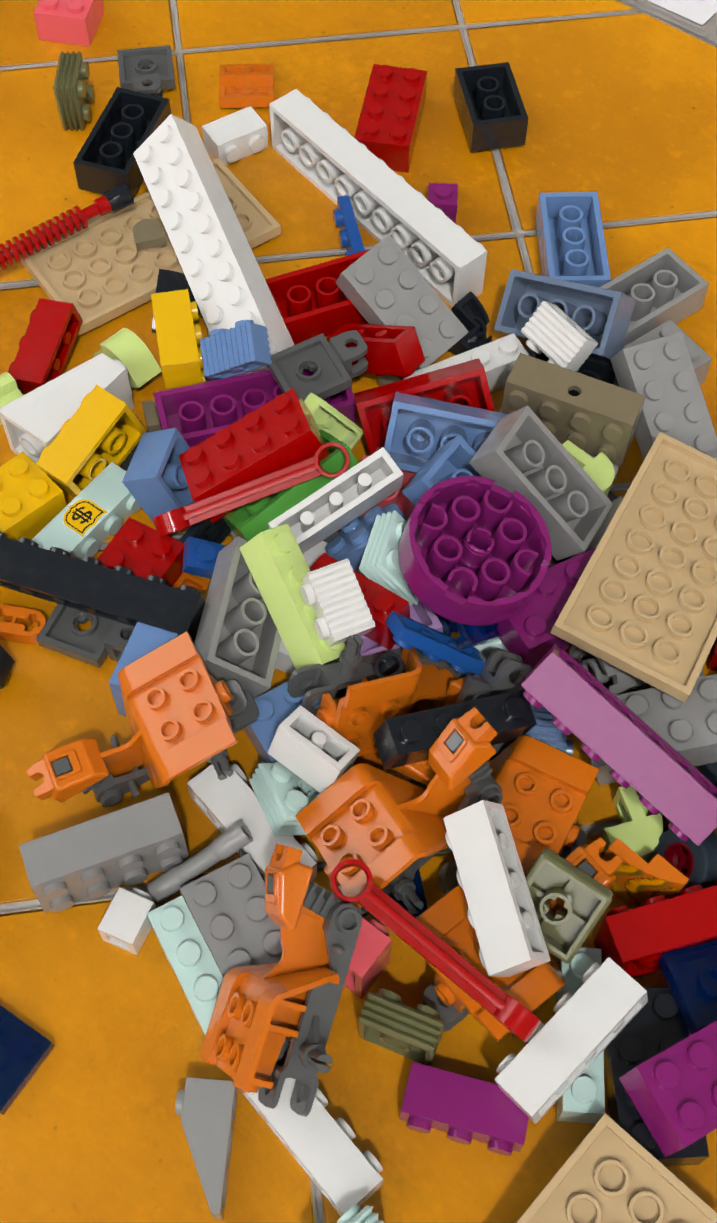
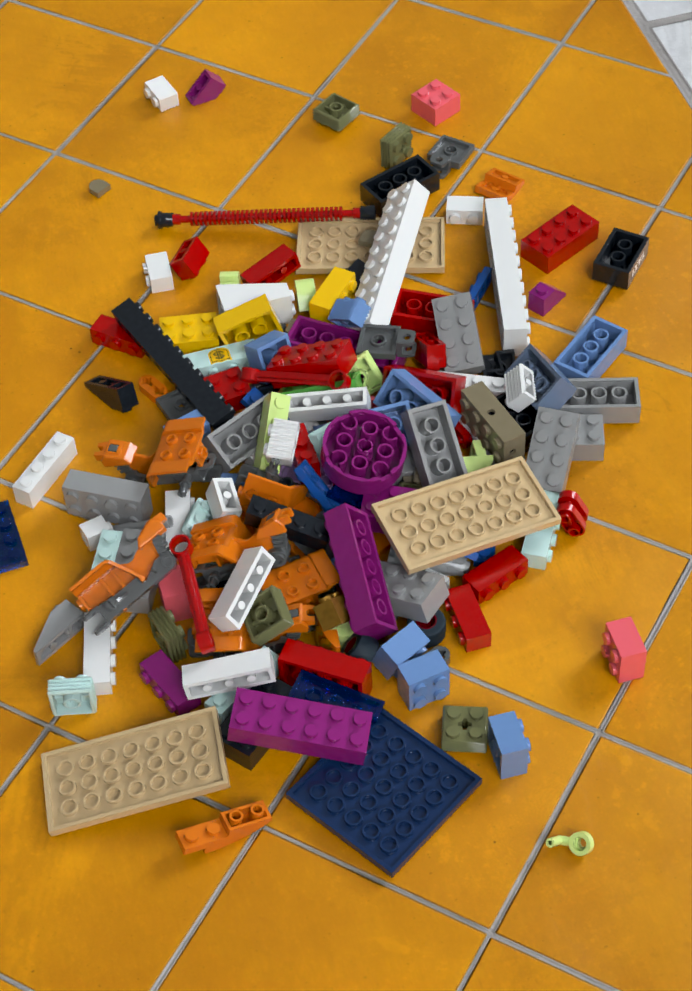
camera: 40 degrees right, 10 degrees down
(638, 830) = (331, 611): none -> pearl gold brick

